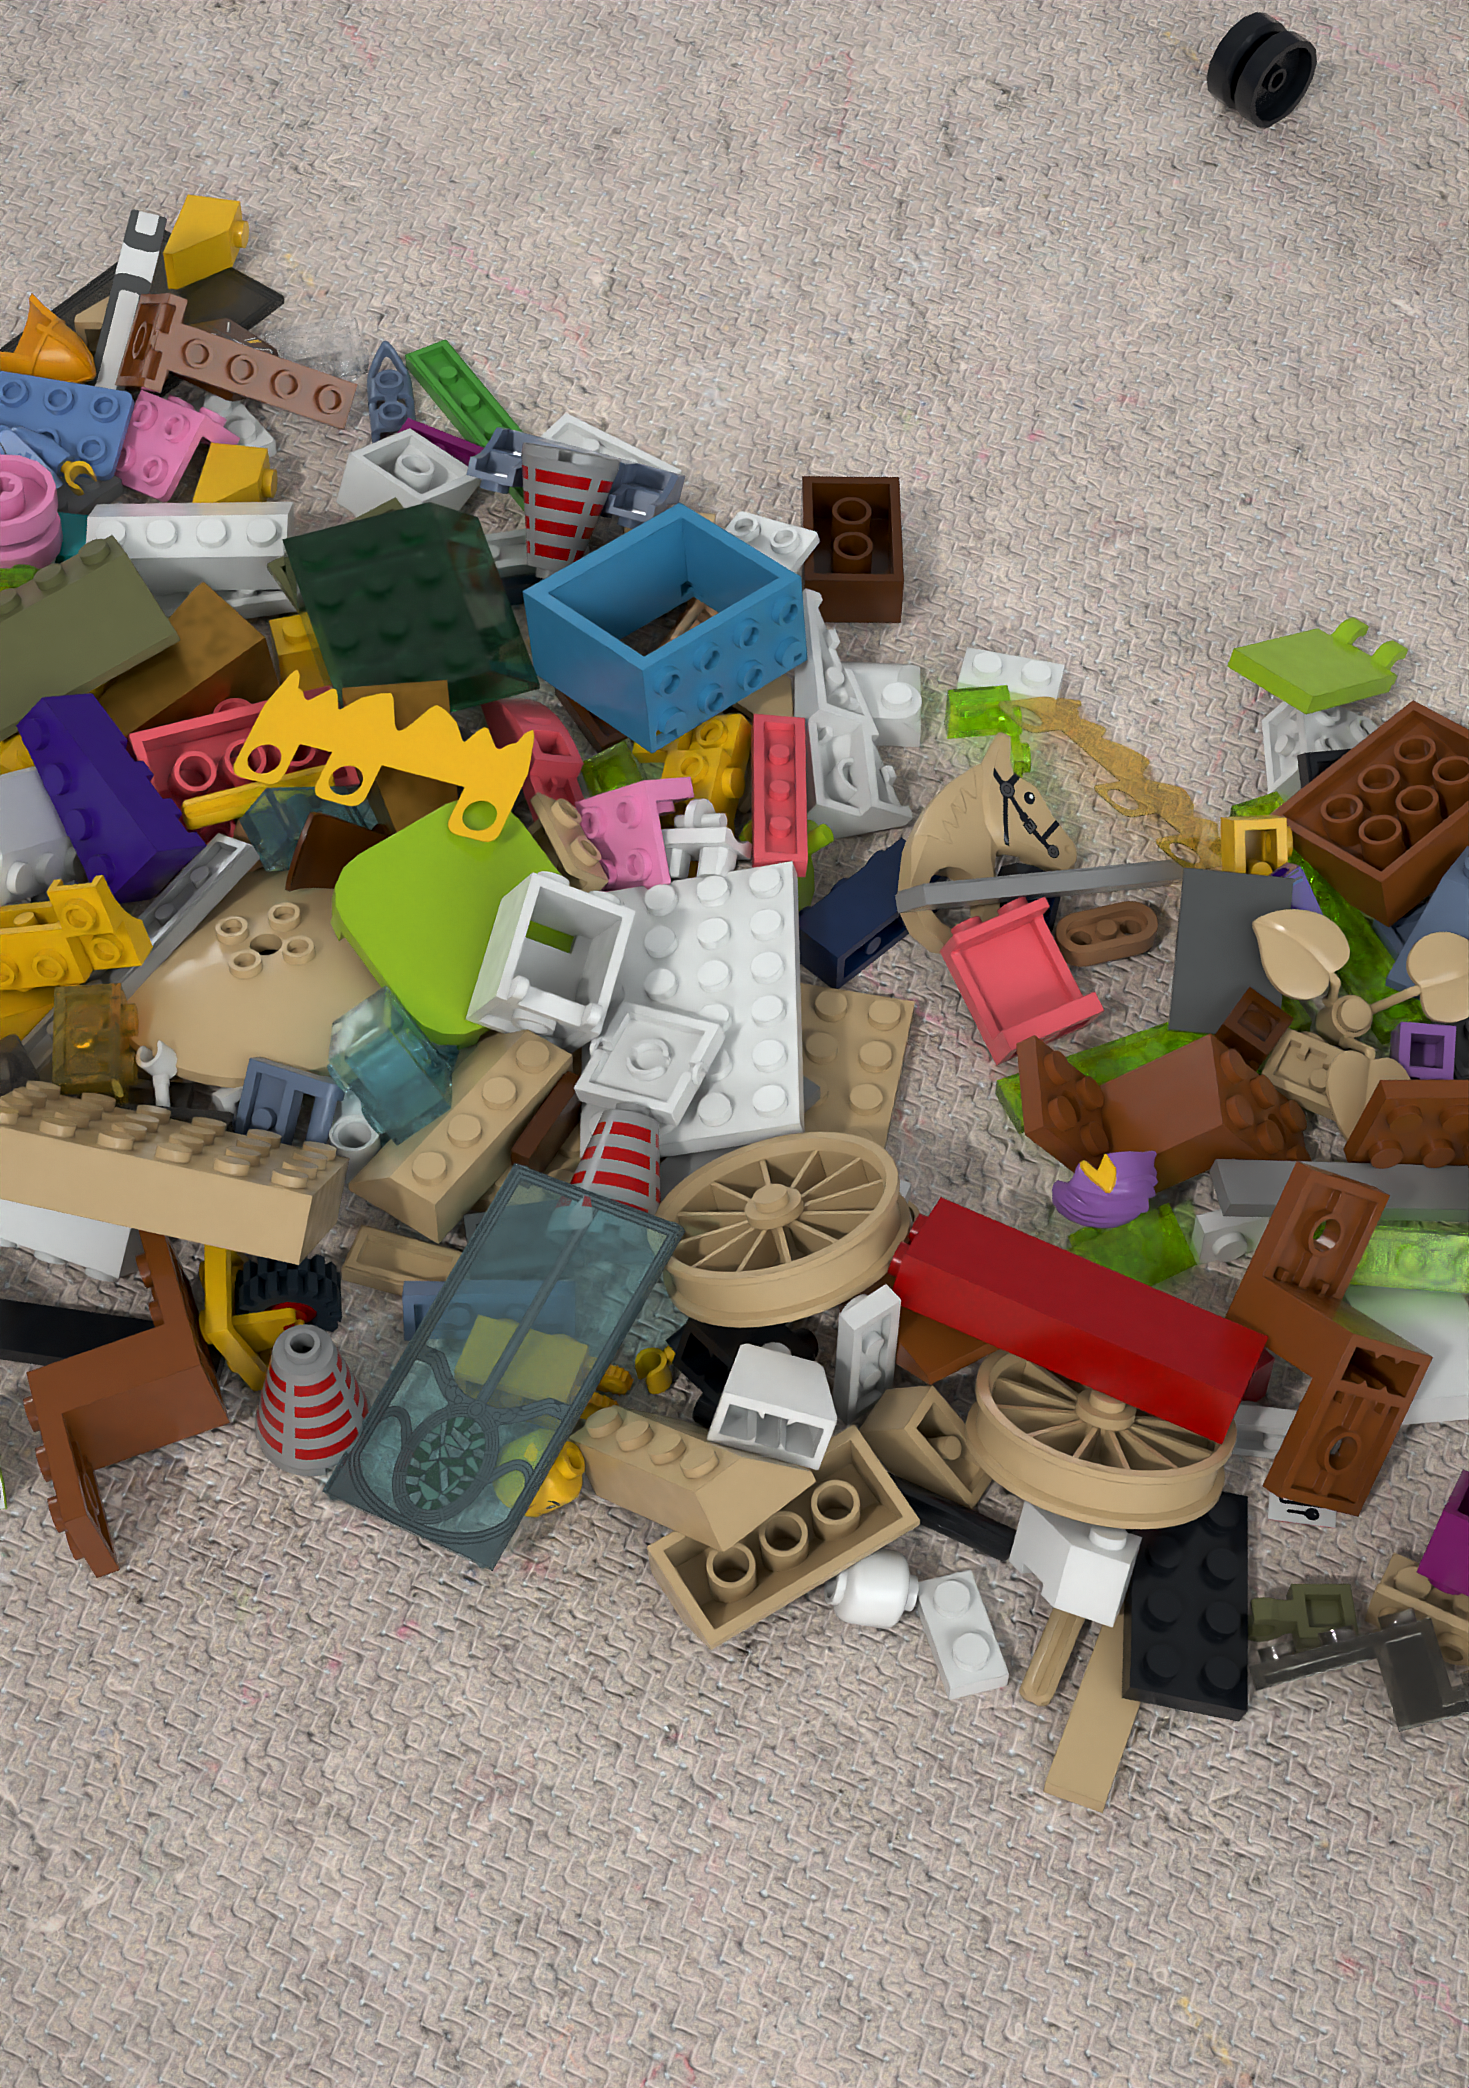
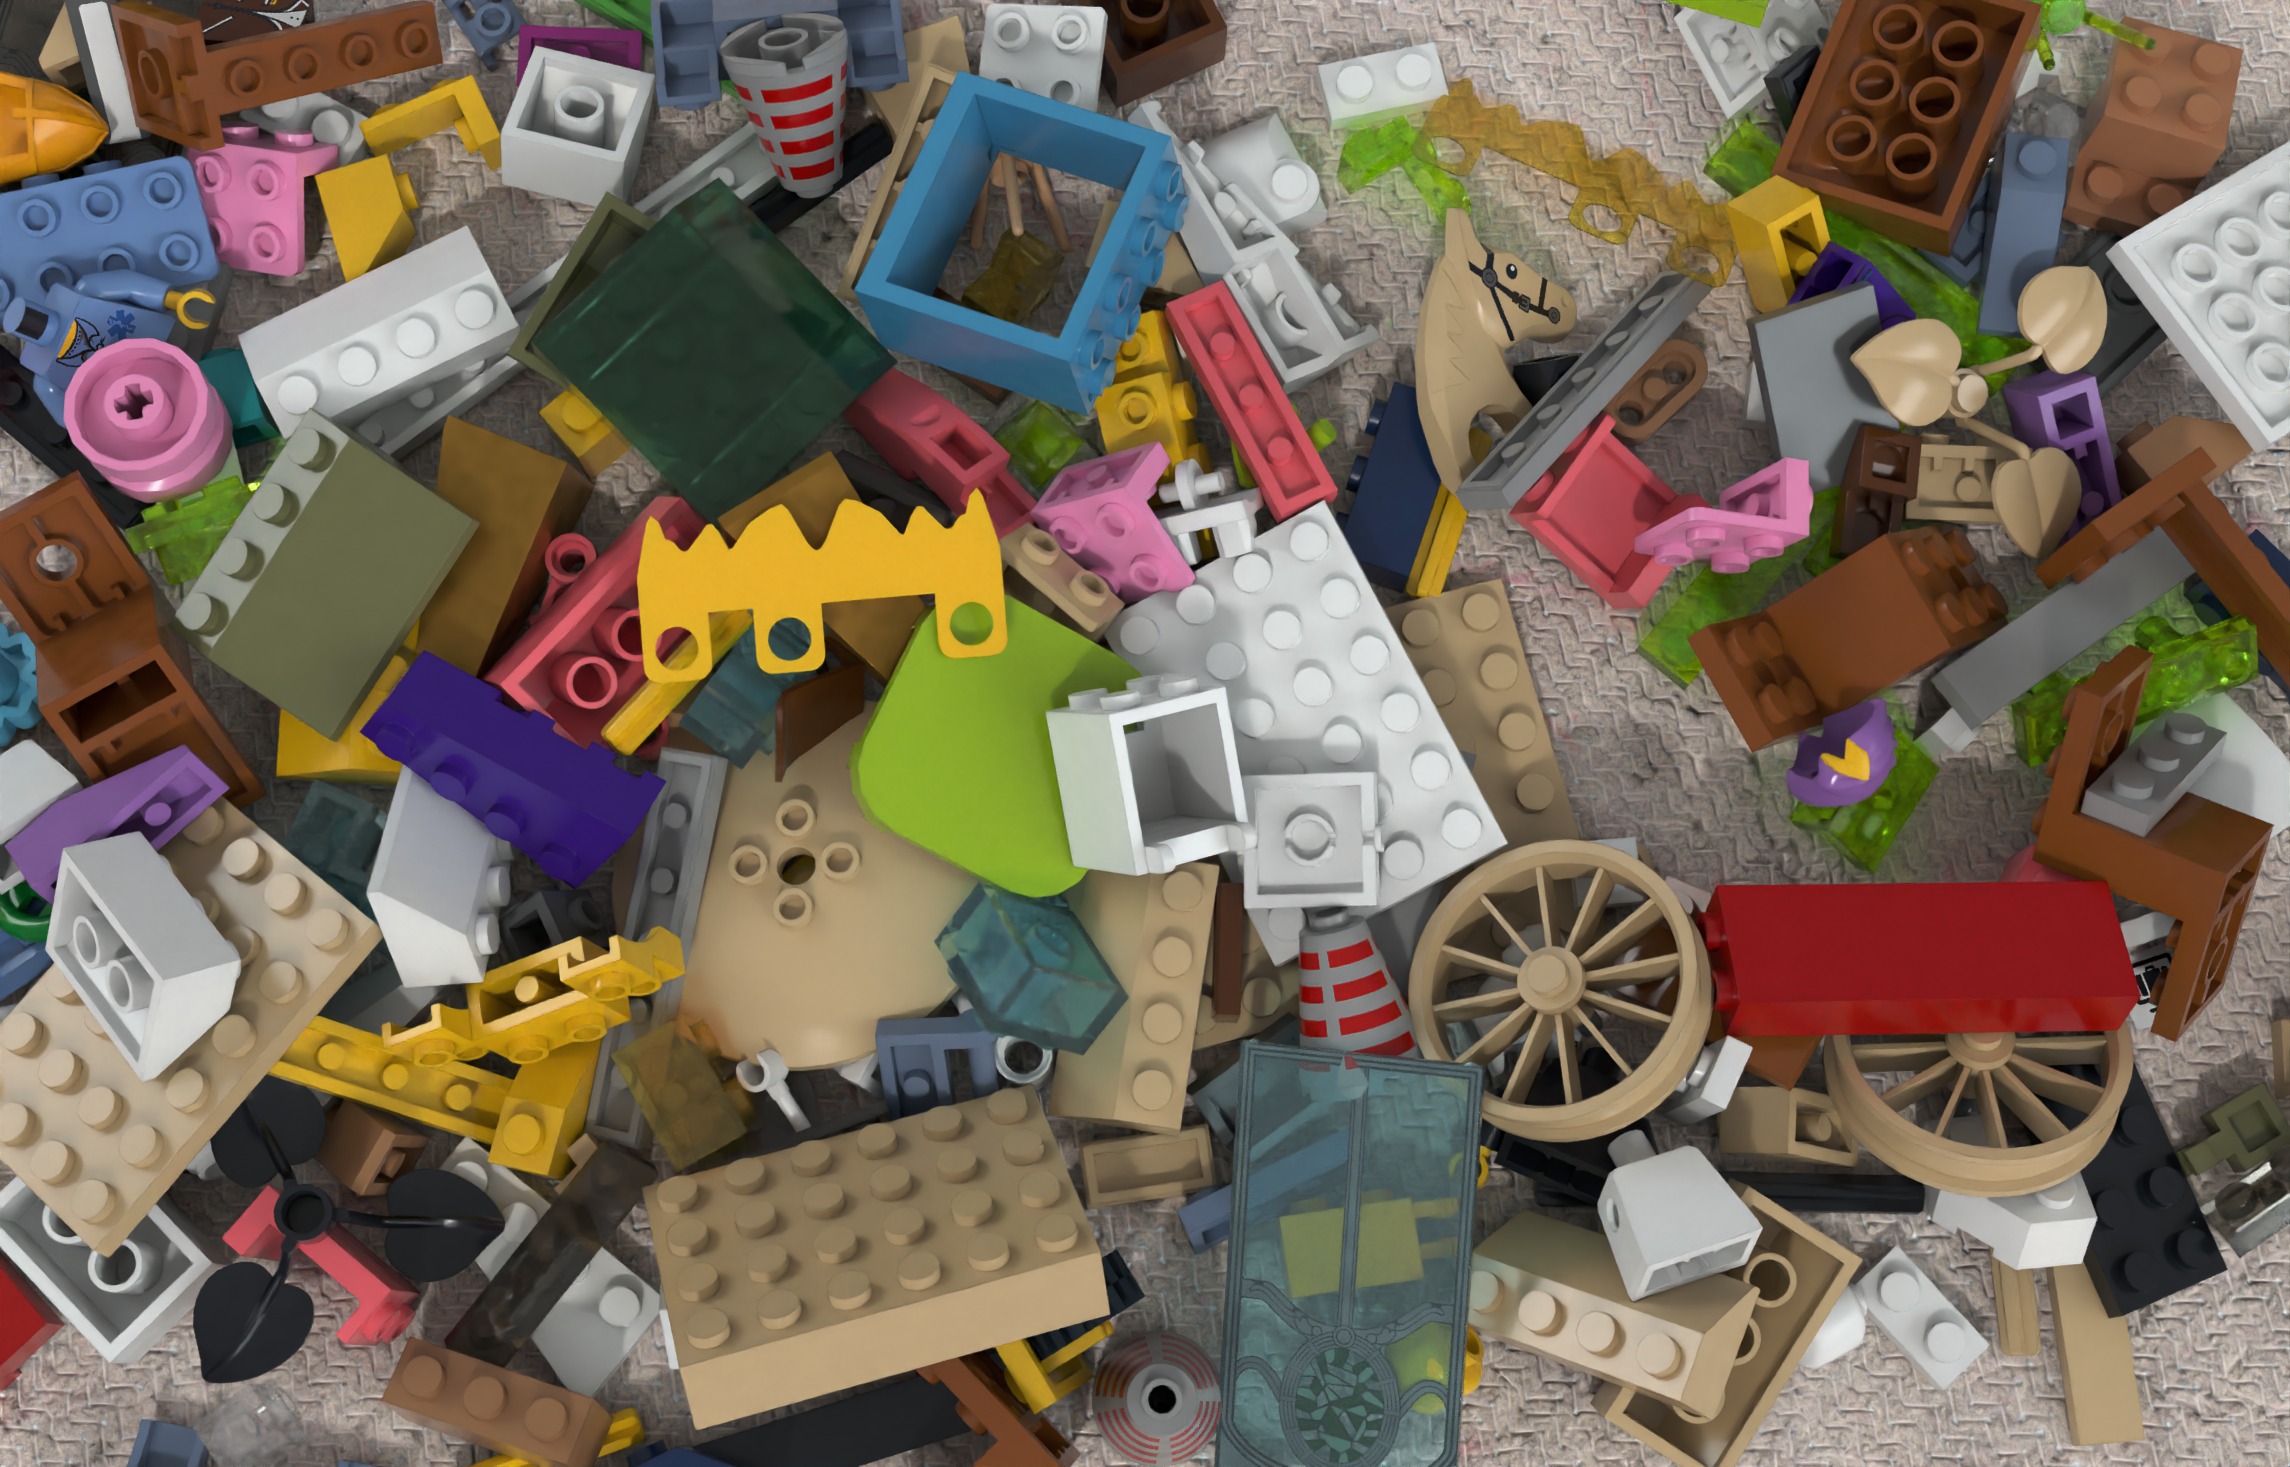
camera: 30 degrees left, 25 degrees up
(310, 448) = (445, 105): none -> yellow bracket
(889, 957) = (1443, 532): none -> yellow axle
(1094, 1005) = (1751, 524): none -> bright pink bracket
(1356, 1290) = (2154, 772): none -> light grey plate

